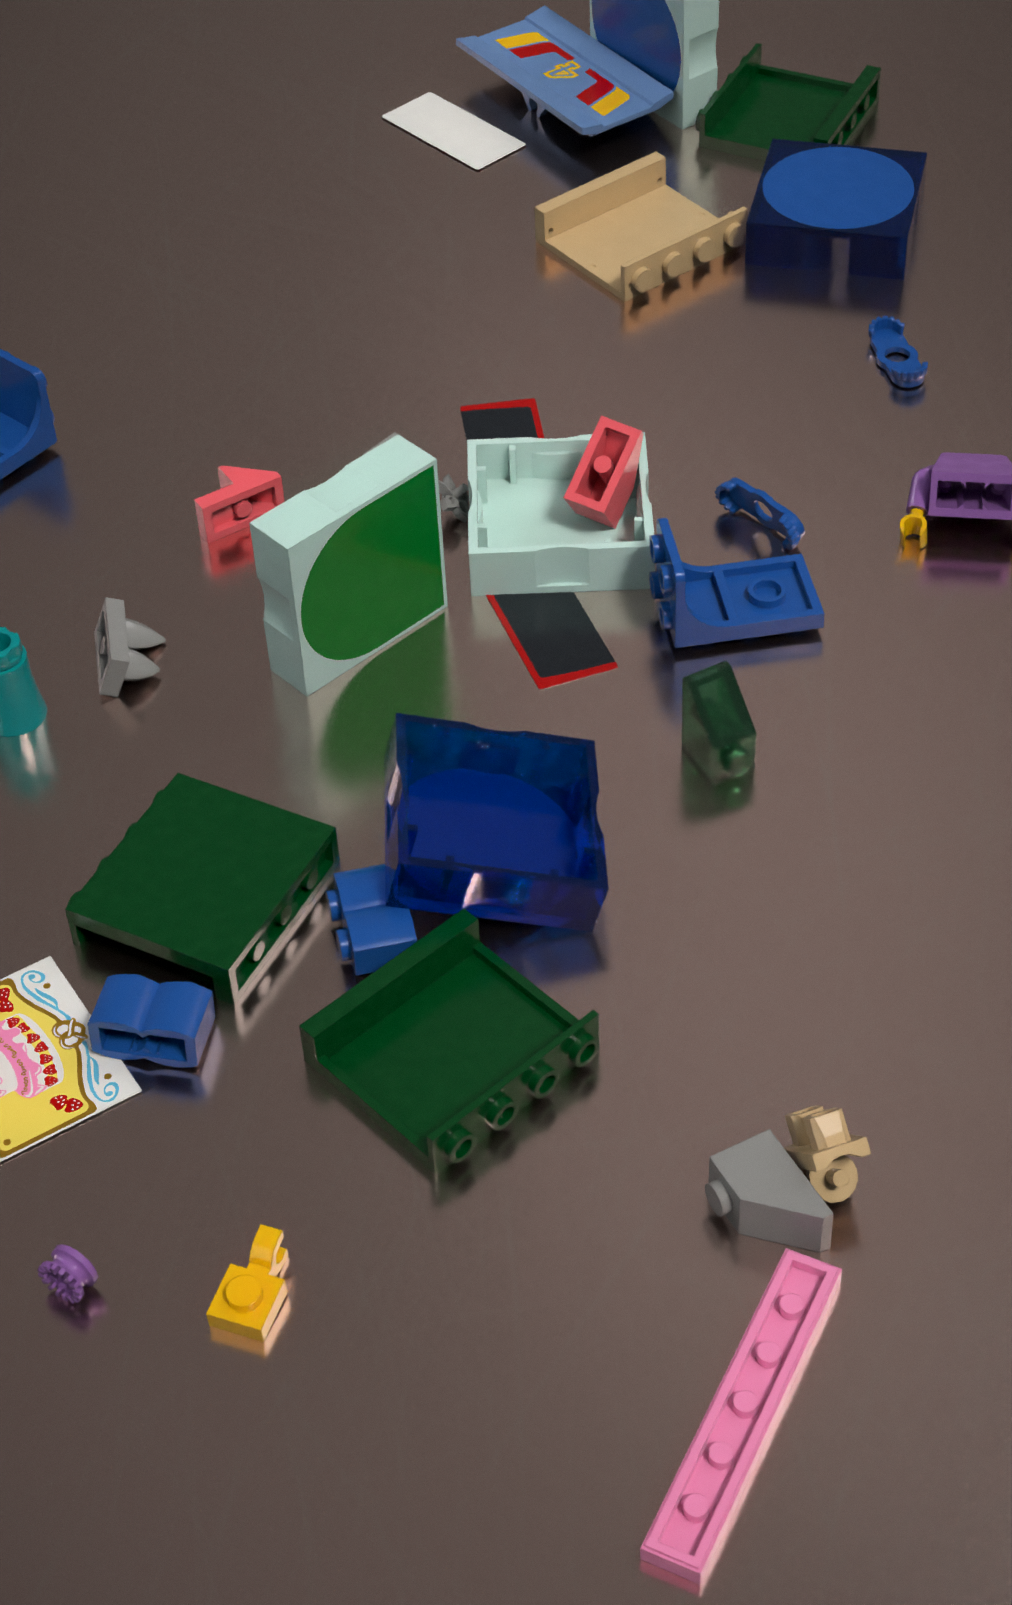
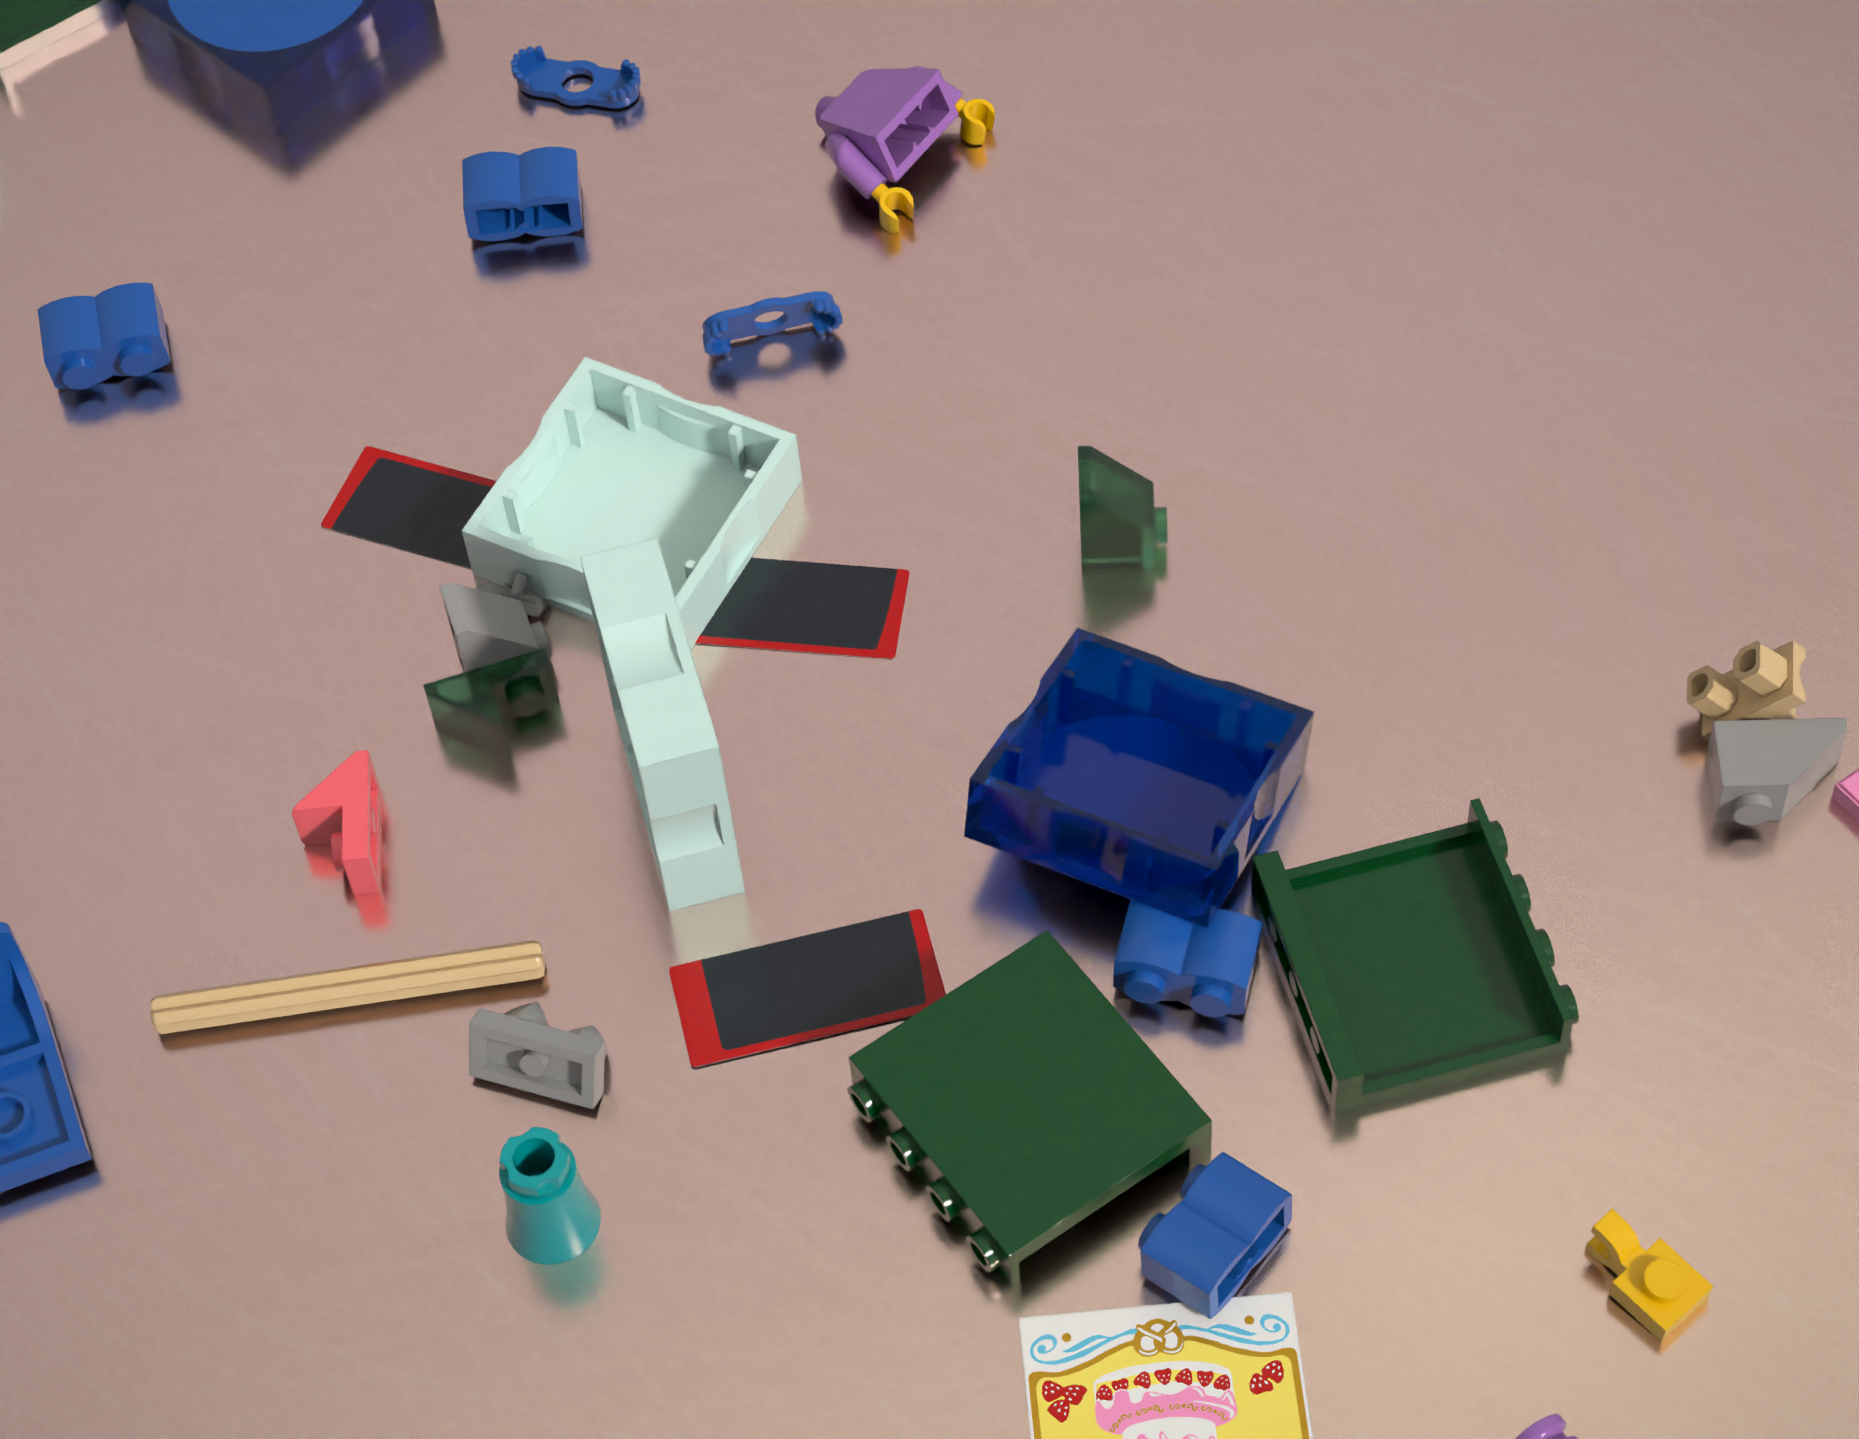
camera: 60 degrees left, 10 degrees up
(128, 558) = (347, 987): none -> tan axle
(250, 752) = (806, 987): none -> black sticker
(523, 259) = (103, 336): none -> blue brick
(606, 472) = (641, 421): coral slope -> none
(634, 229) = (140, 203): tan panel -> none
(731, 598) = (893, 411): blue bracket -> none
(774, 366) = (522, 193): none -> blue brick

